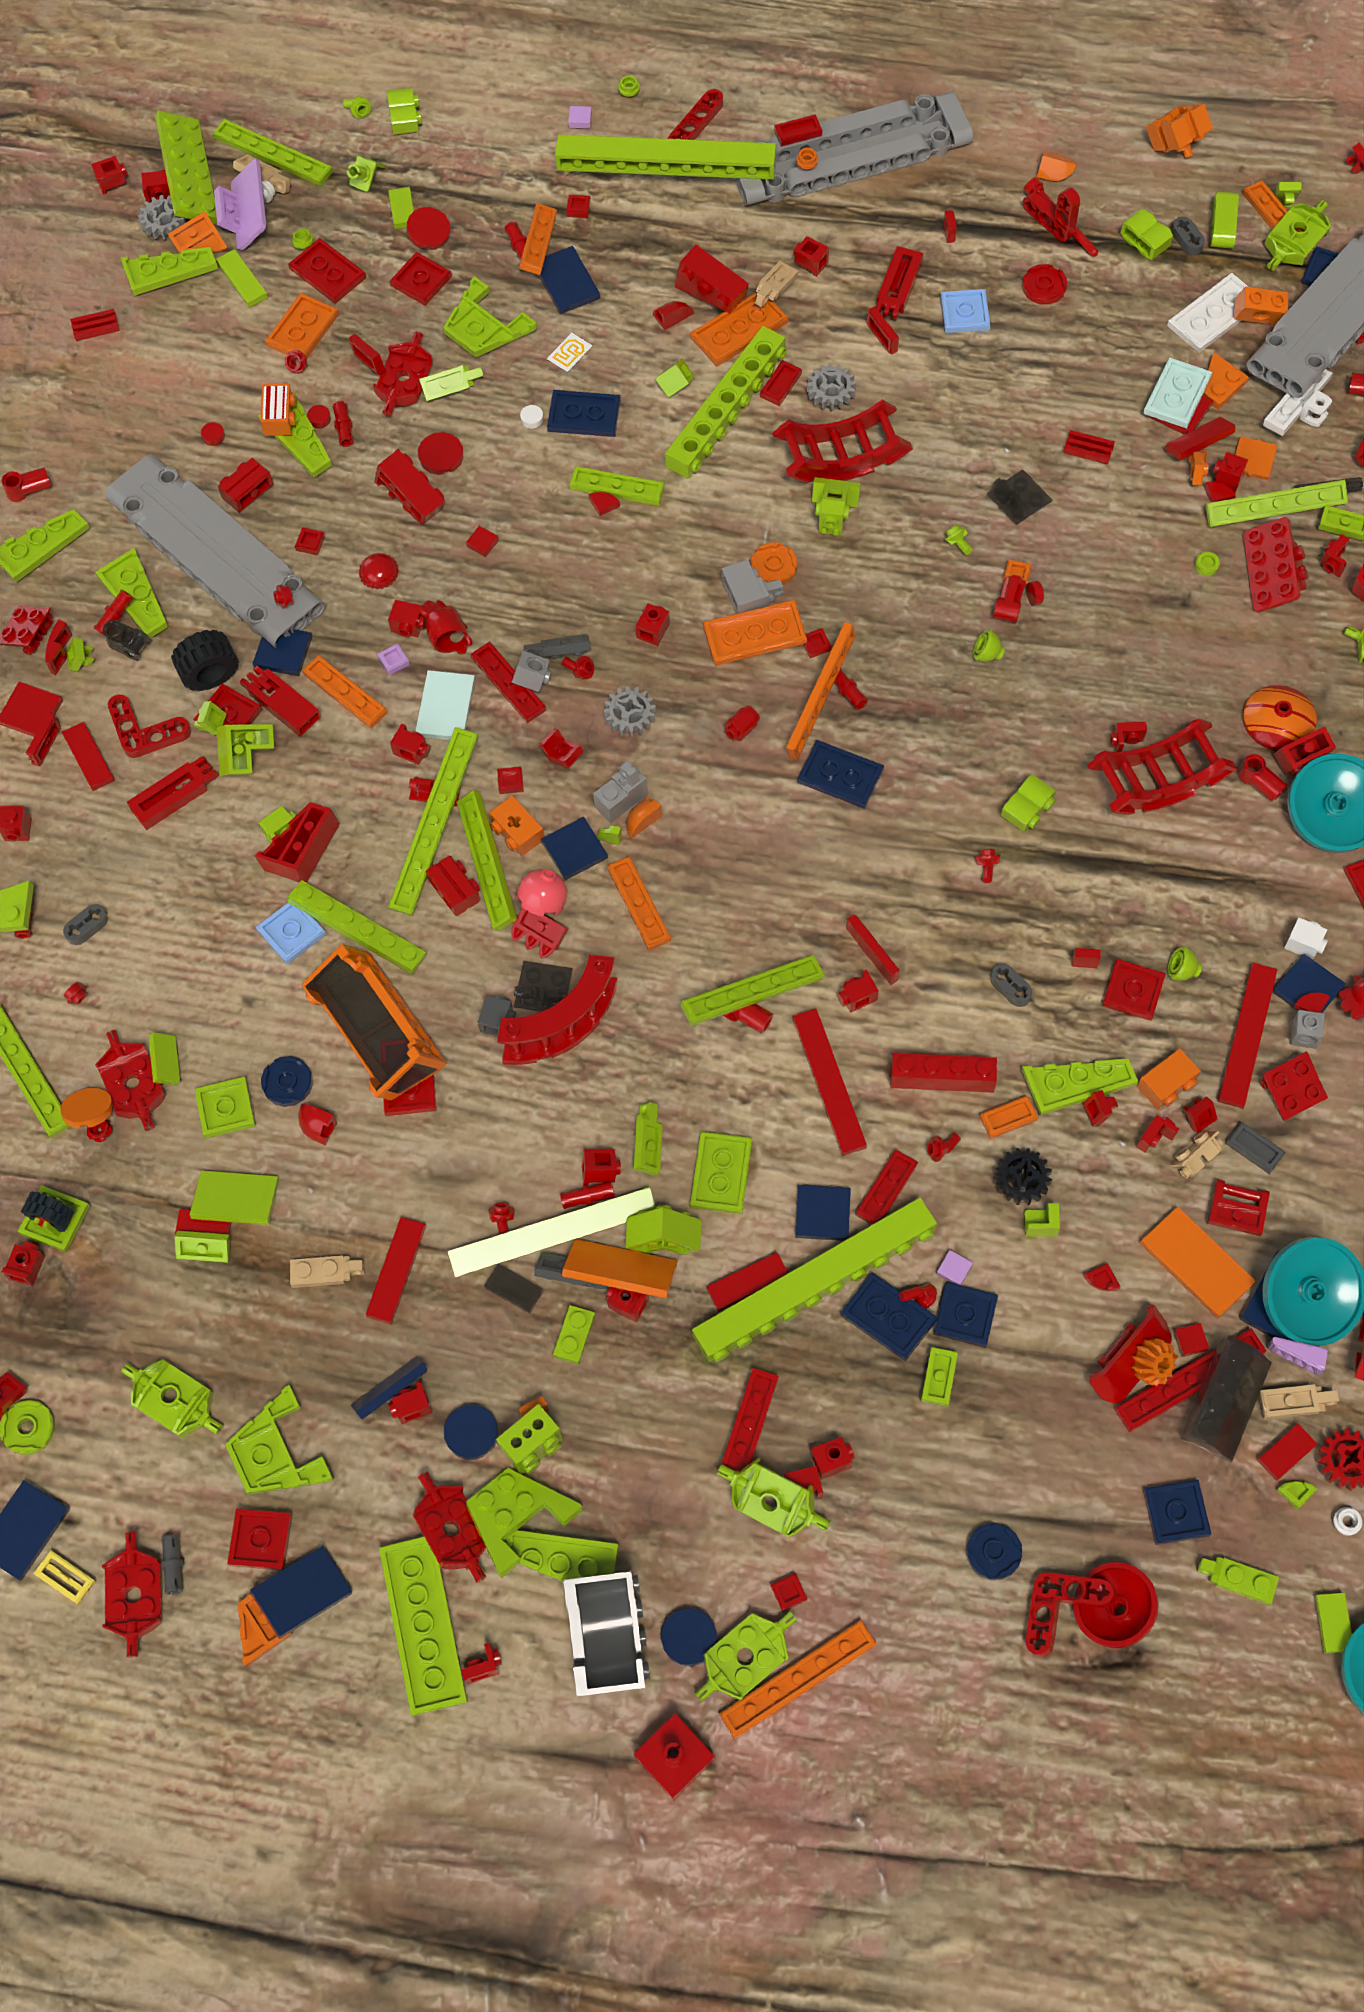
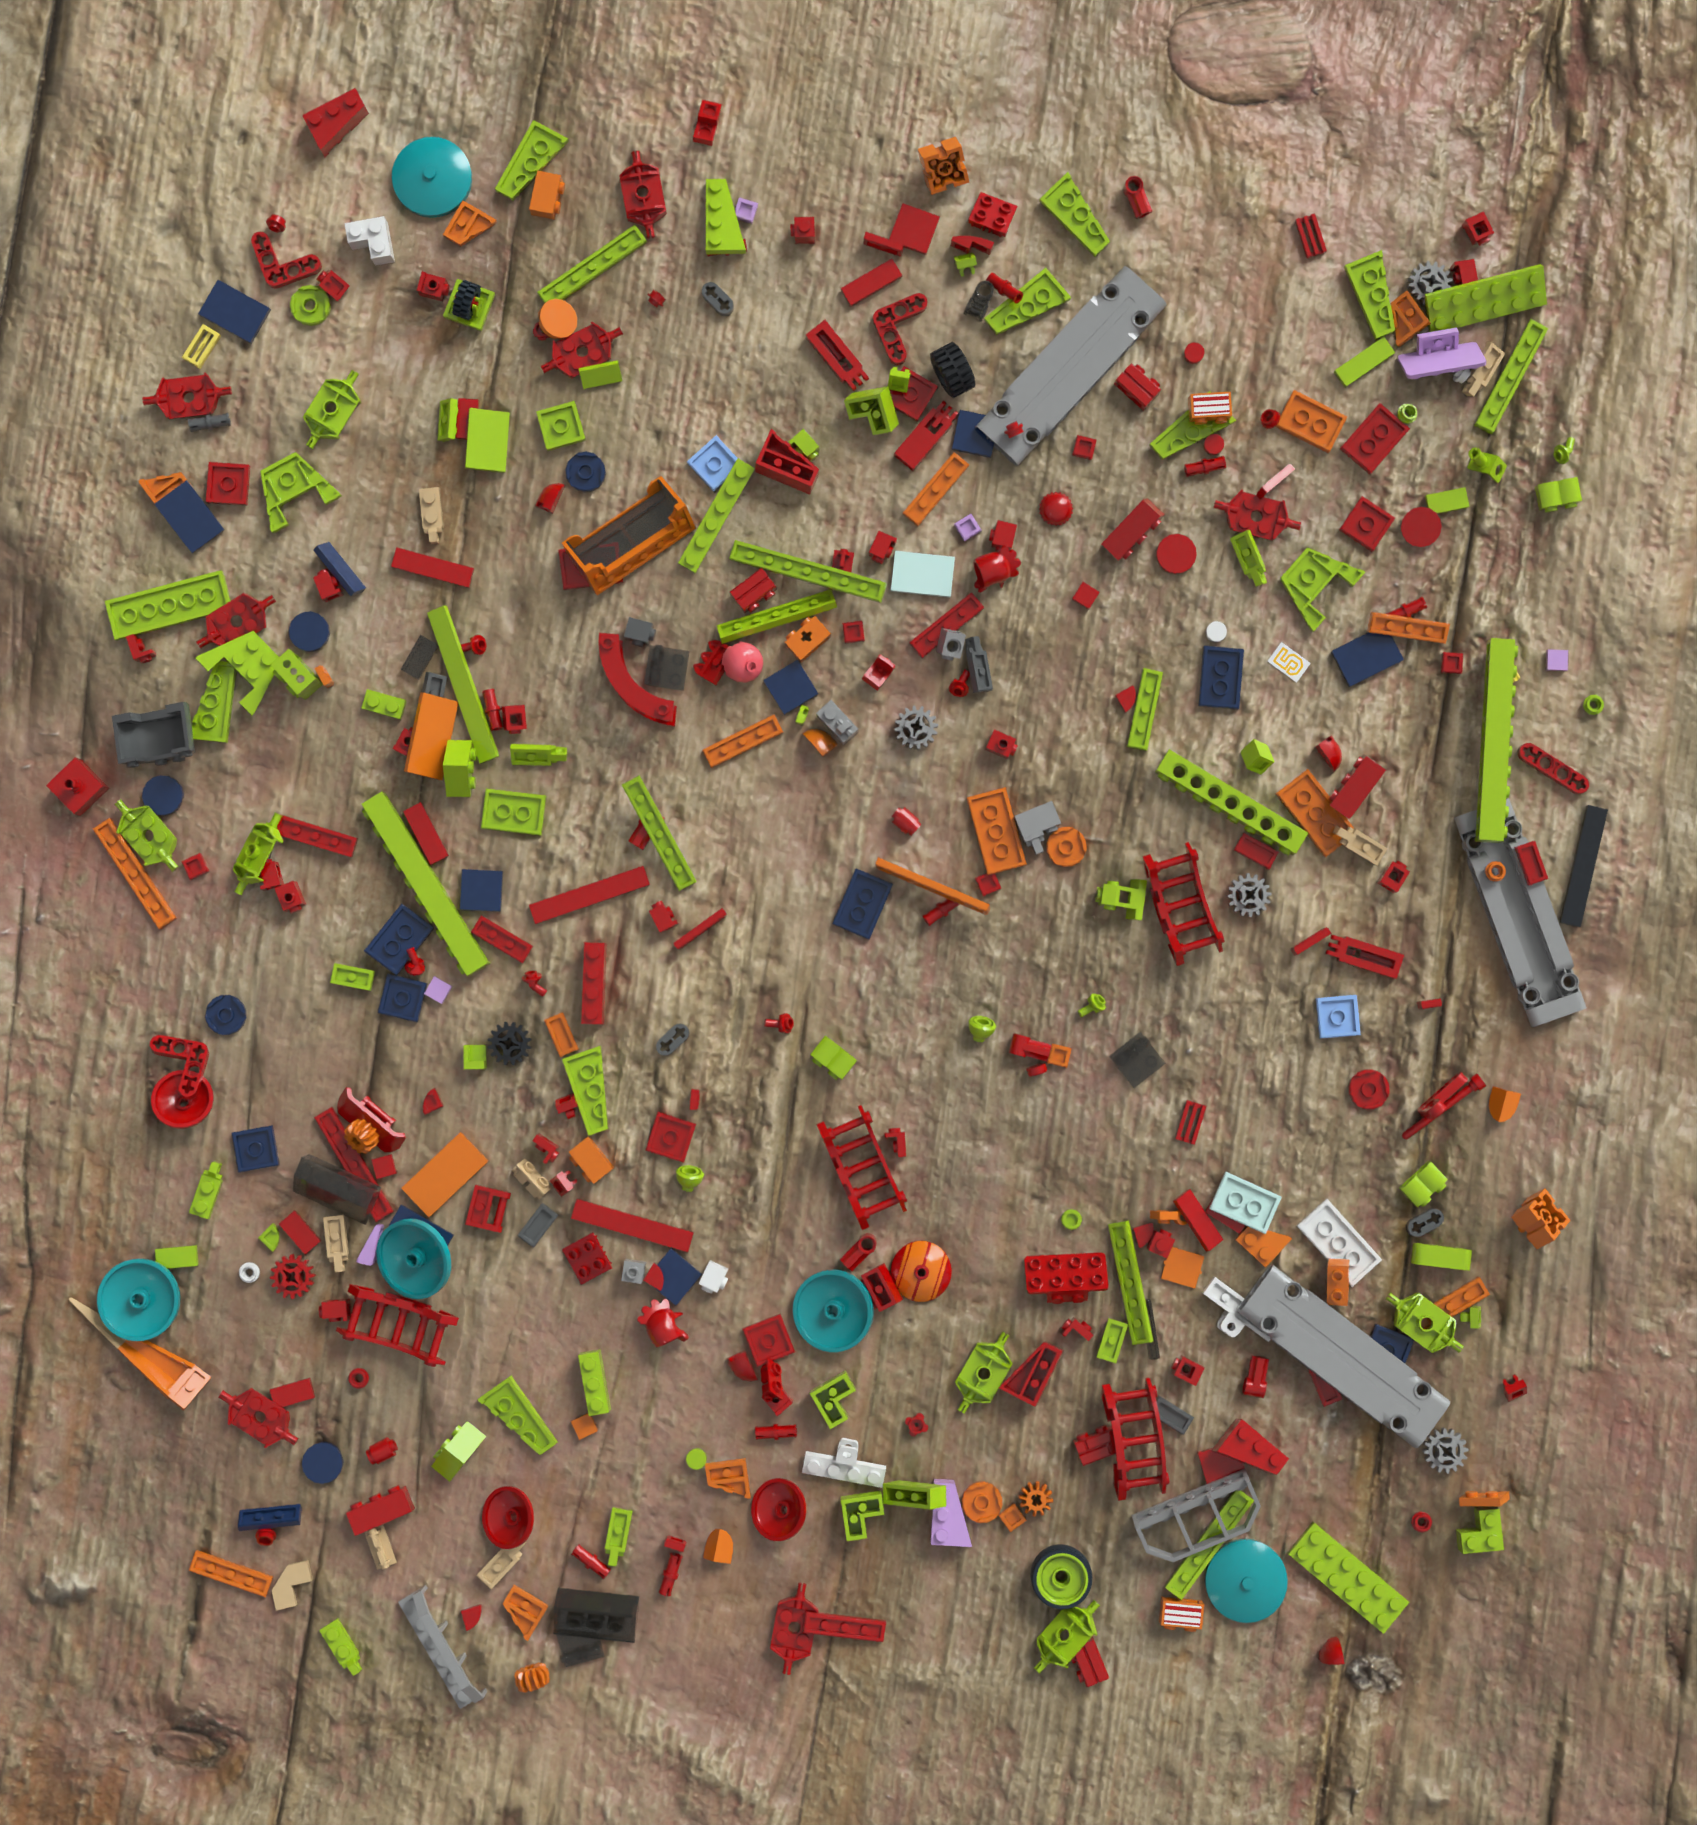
camera: 90 degrees right, 20 degrees up
(798, 97) = (1583, 866): none -> black tile

